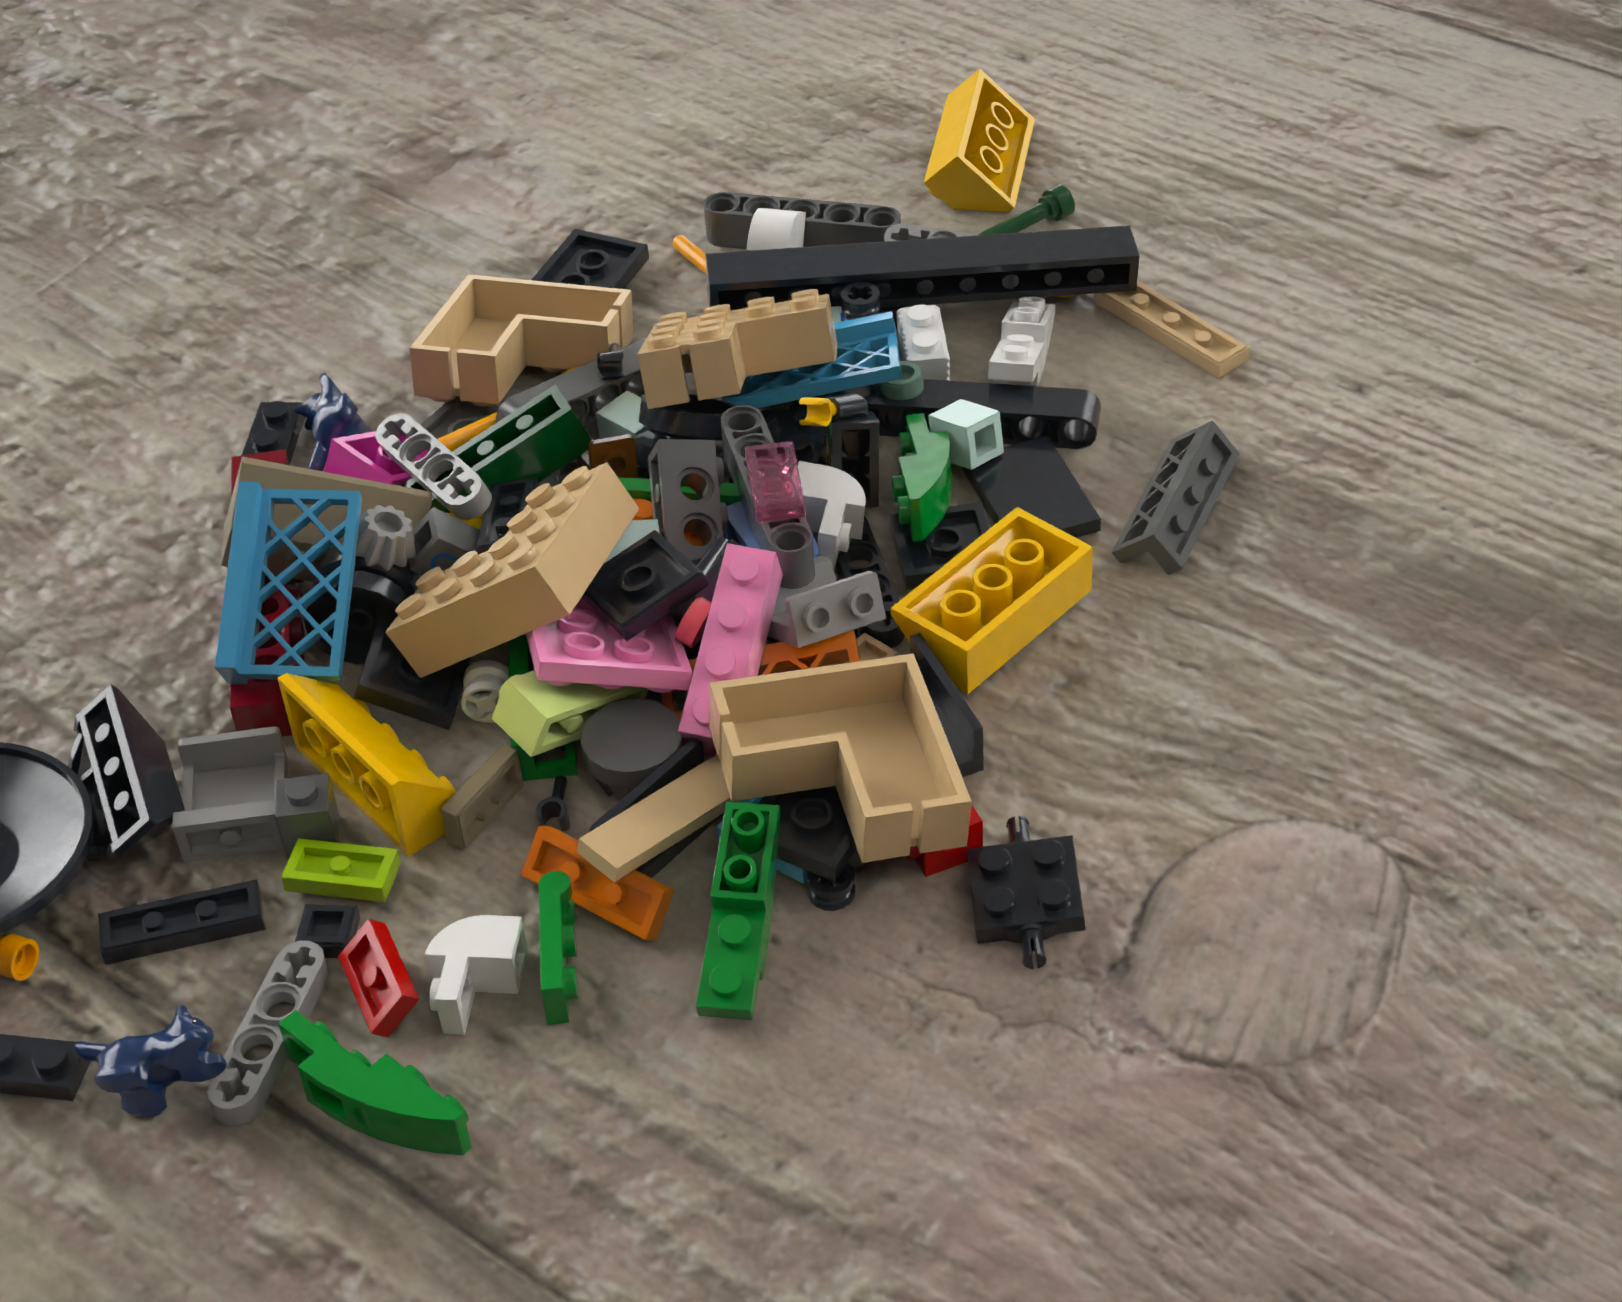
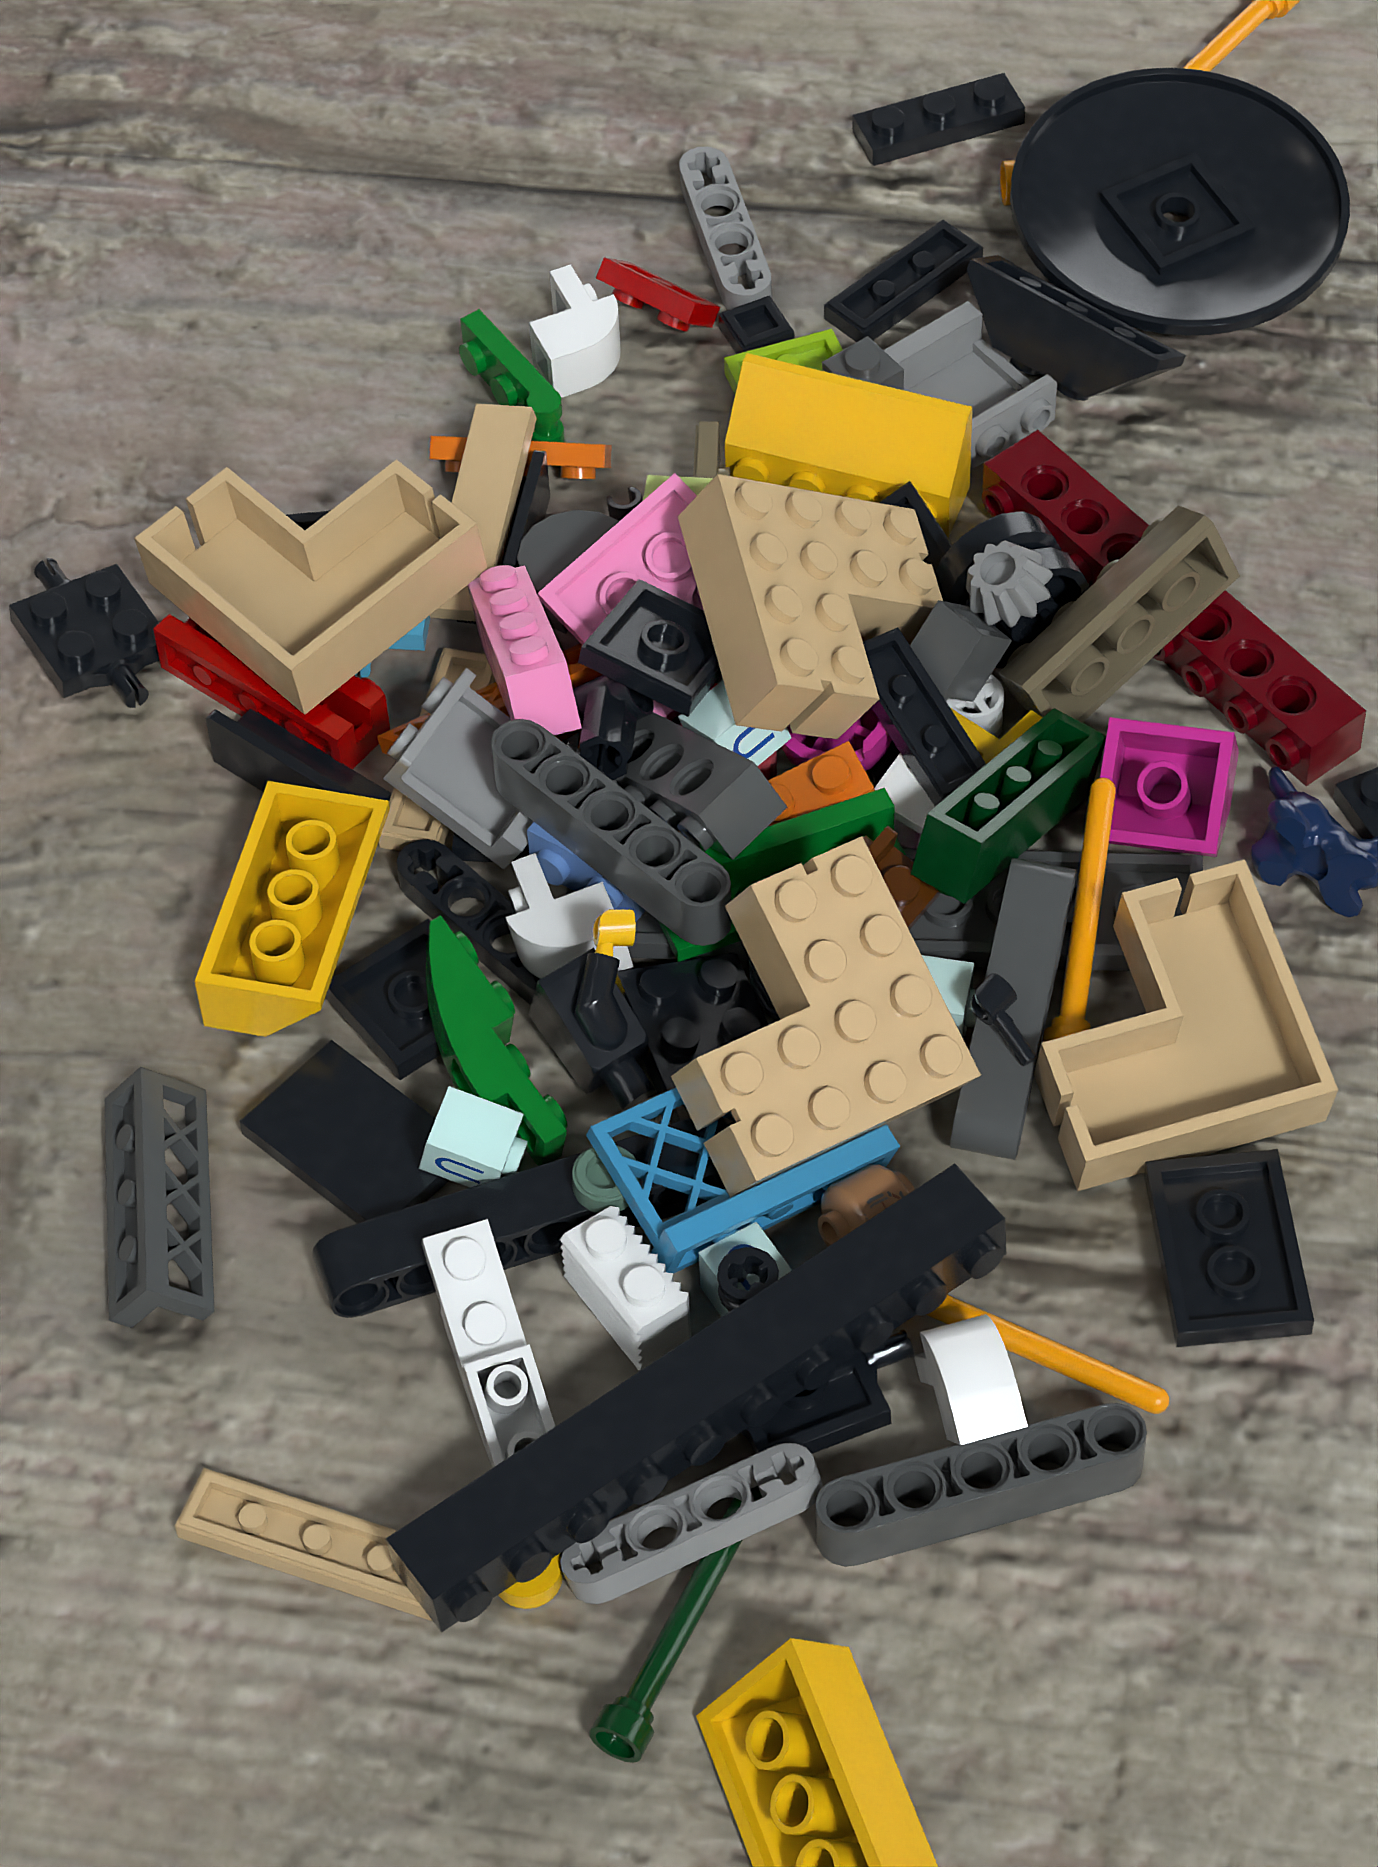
camera: 150 degrees right, 10 degrees up
(147, 1064) = (784, 127): dark blue animal -> none
(246, 581) = (1072, 467): dark azure fence -> none
(374, 1099) = (565, 203): green slope -> none
(434, 464) = (1126, 755): light grey beam -> none
(693, 623) = (570, 641): coral tile -> none
(740, 911) = (336, 442): green slope -> none
(775, 482) = (575, 774): clear pink plate -> none

